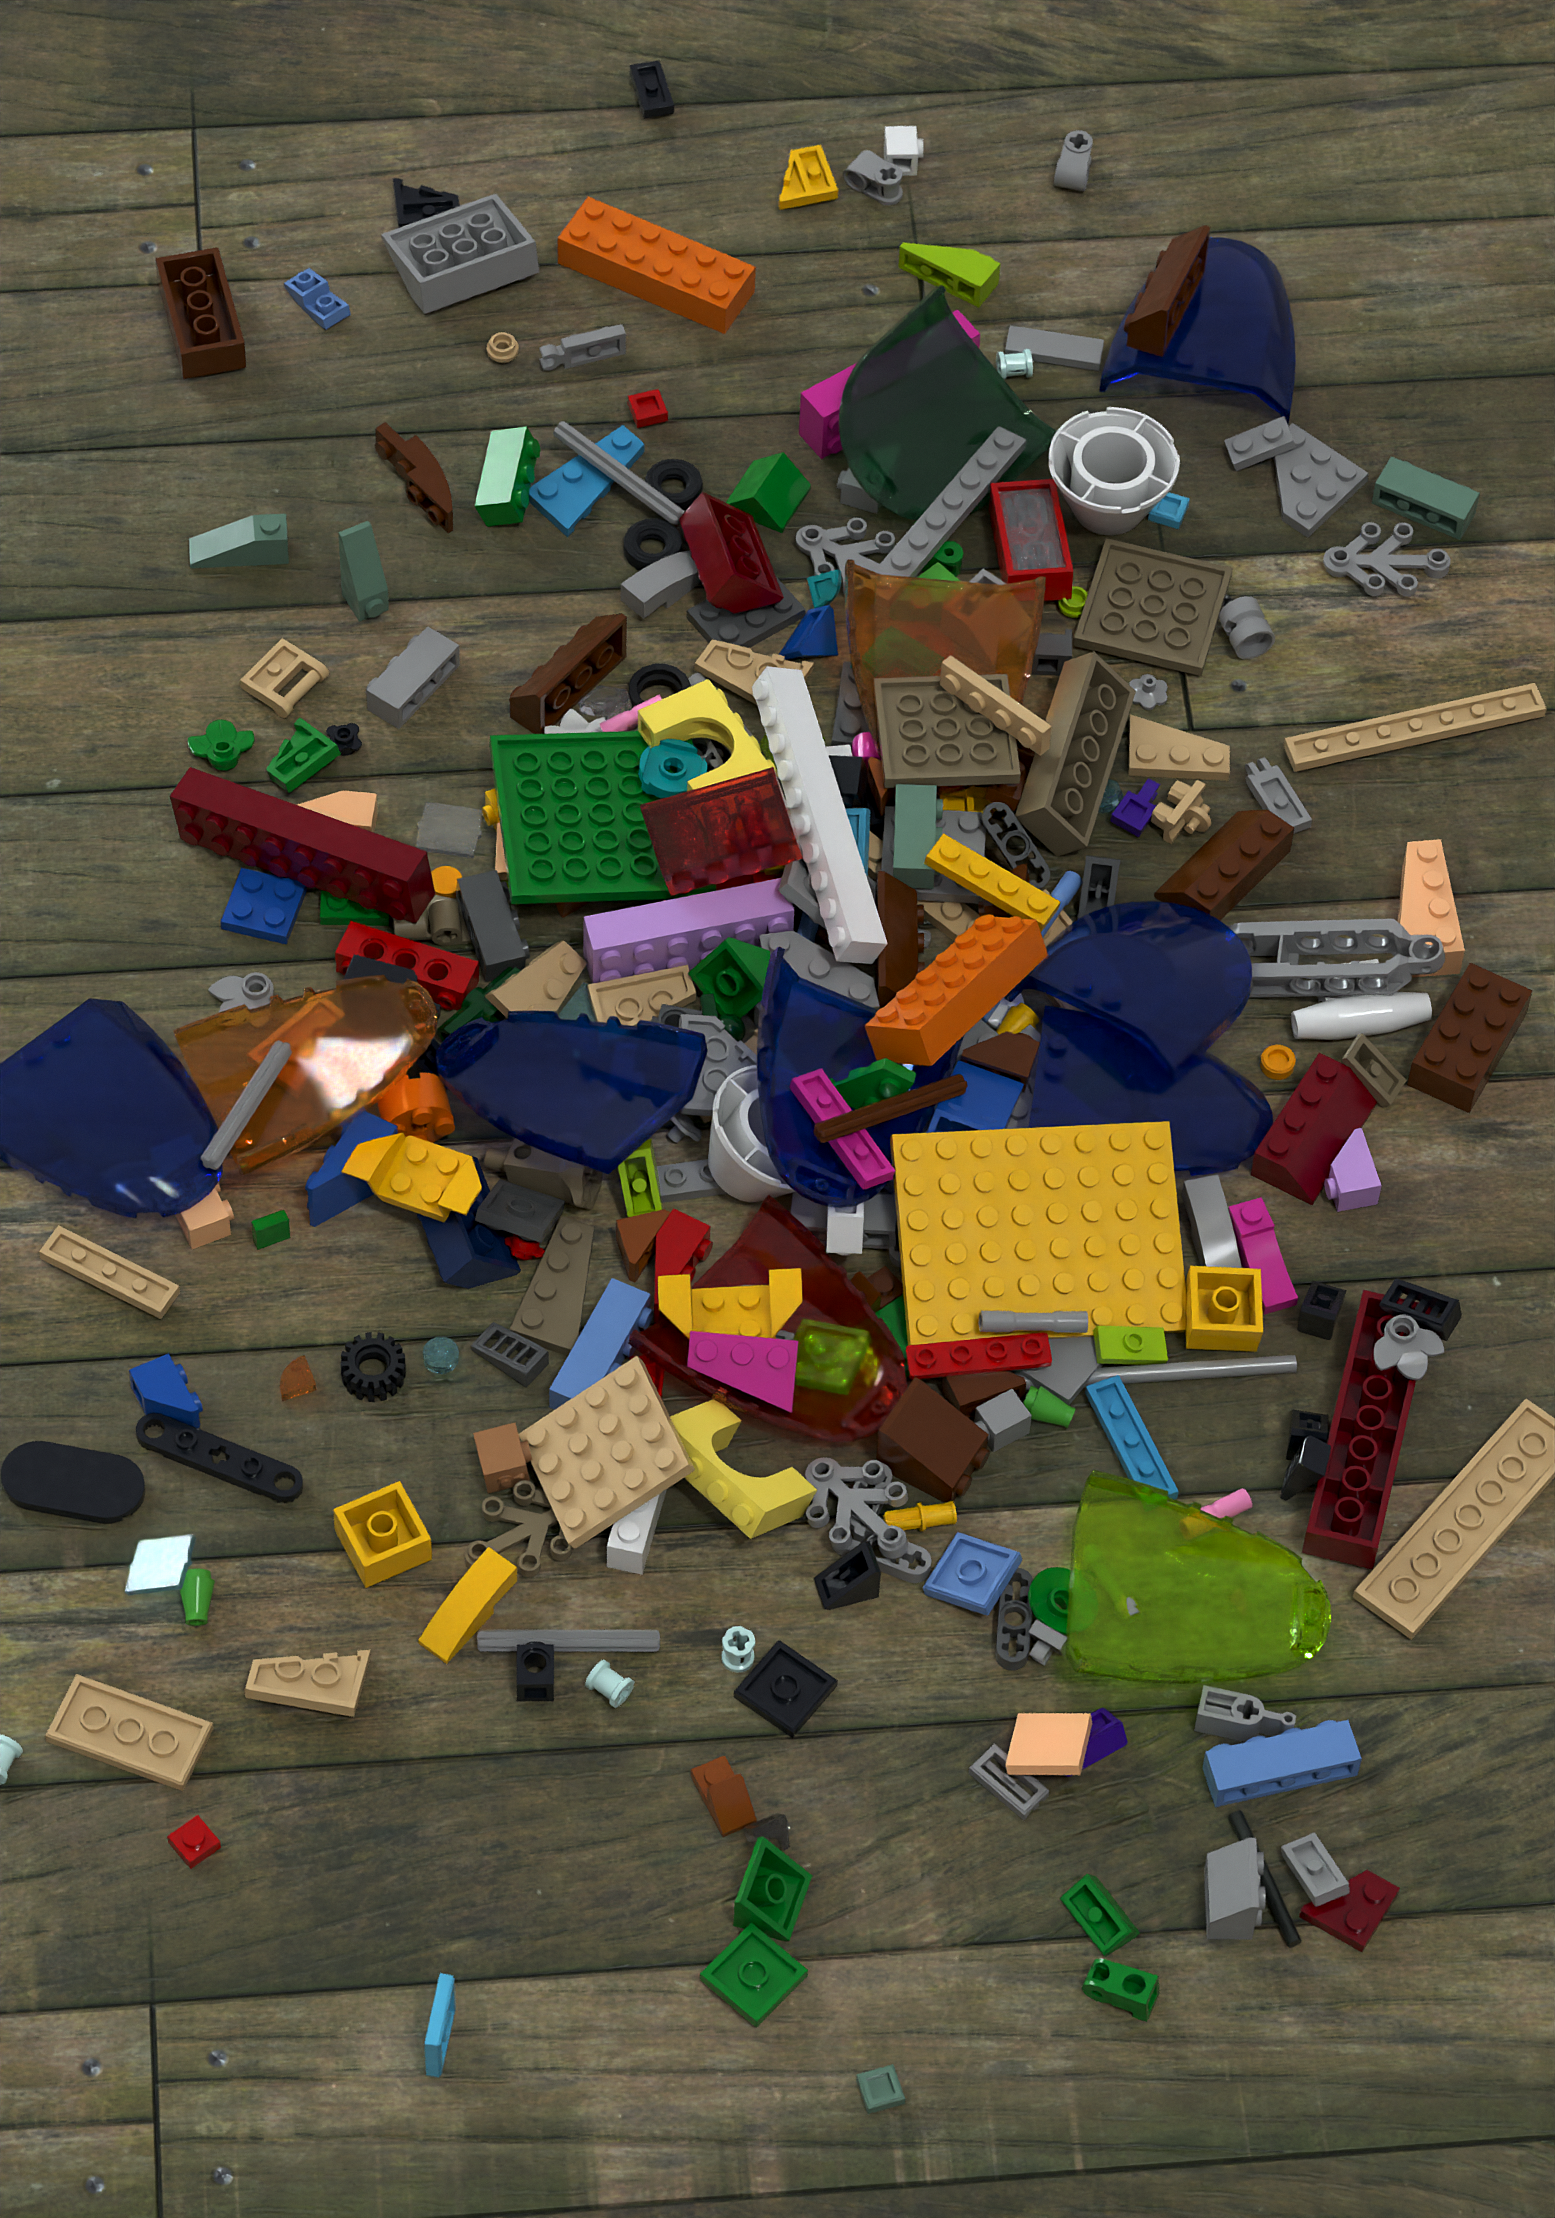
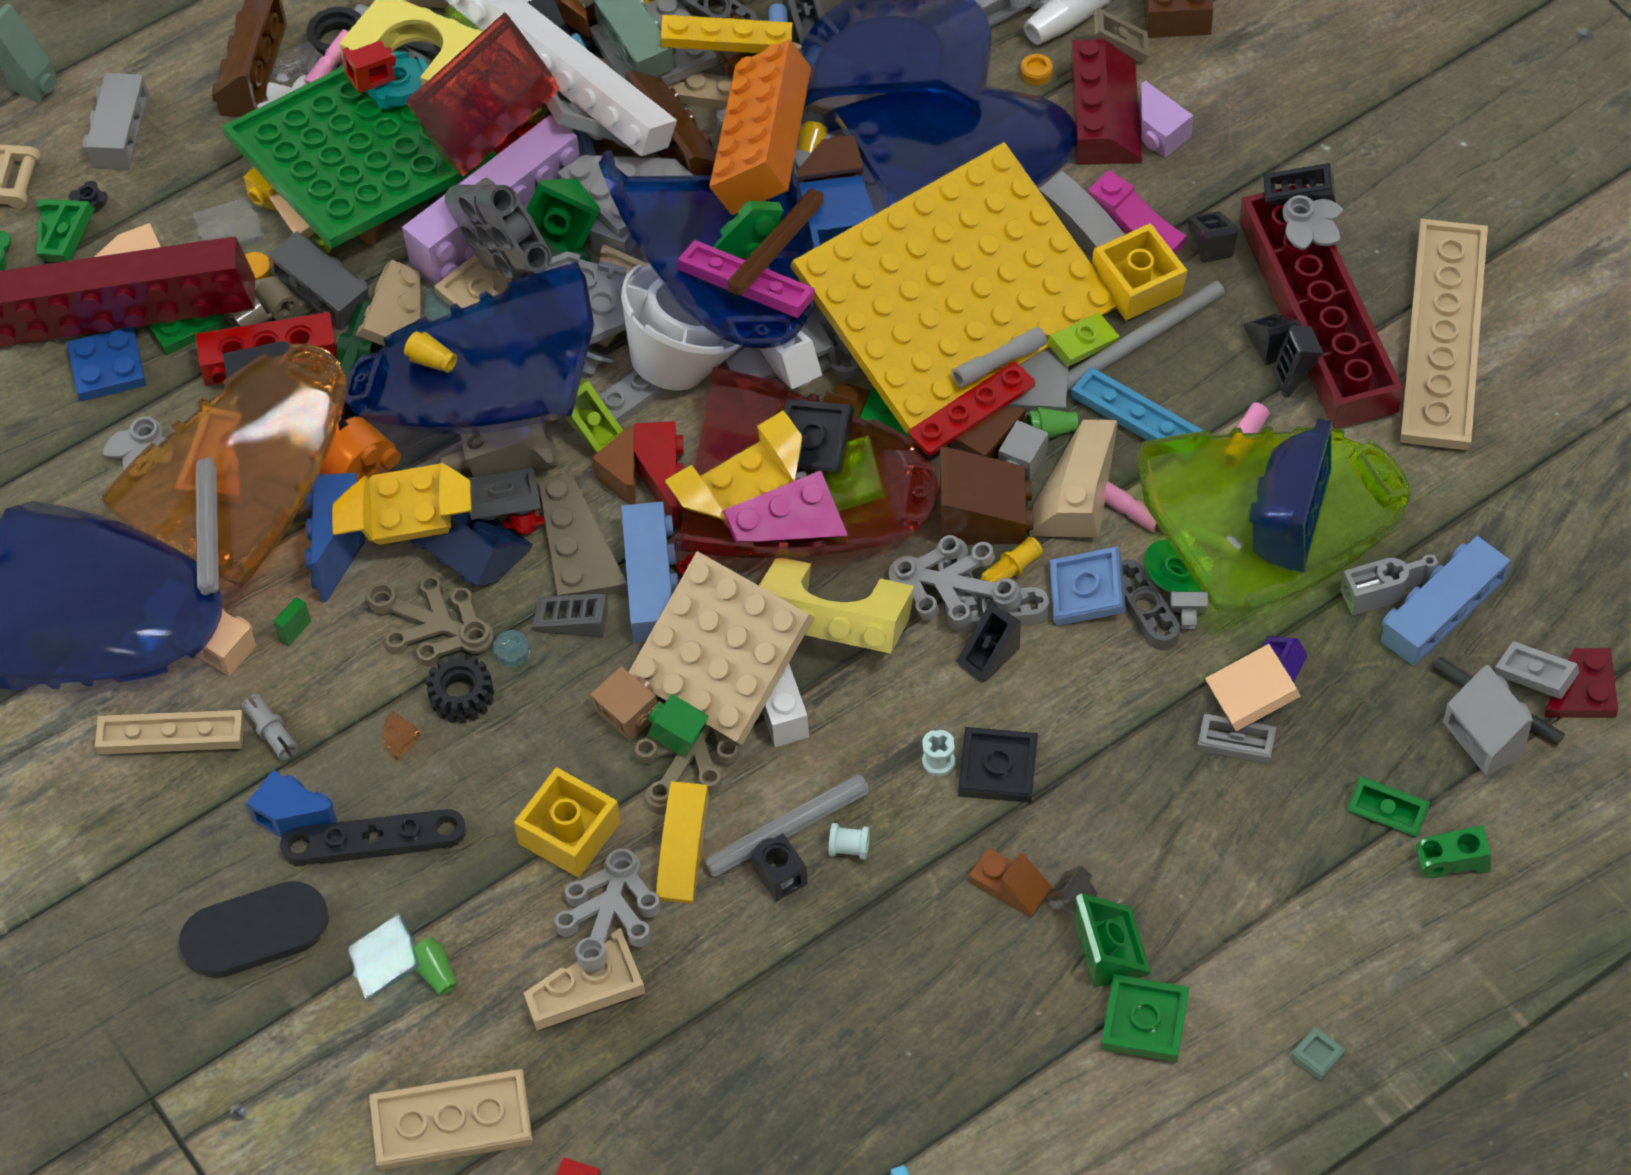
camera: 25 degrees left, 0 degrees up
(195, 1313) = (270, 727): none -> light grey pin
(369, 1625) = (607, 906): none -> light grey plant
(390, 1296) = (432, 622): none -> dark tan plant
(528, 1500) = (677, 725): none -> green brick
(536, 1046) = (429, 352): none -> yellow cone
(649, 747) = (369, 65): none -> red brick
(659, 964) = (498, 228): none -> dark grey connector
(826, 1306) = (824, 434): none -> black tile
(1025, 1482) = (1076, 489): none -> tan wedge
(1060, 1515) = (1126, 504): none -> bright pink piece
(1206, 1594) = (1292, 497): none -> clear blue windscreen

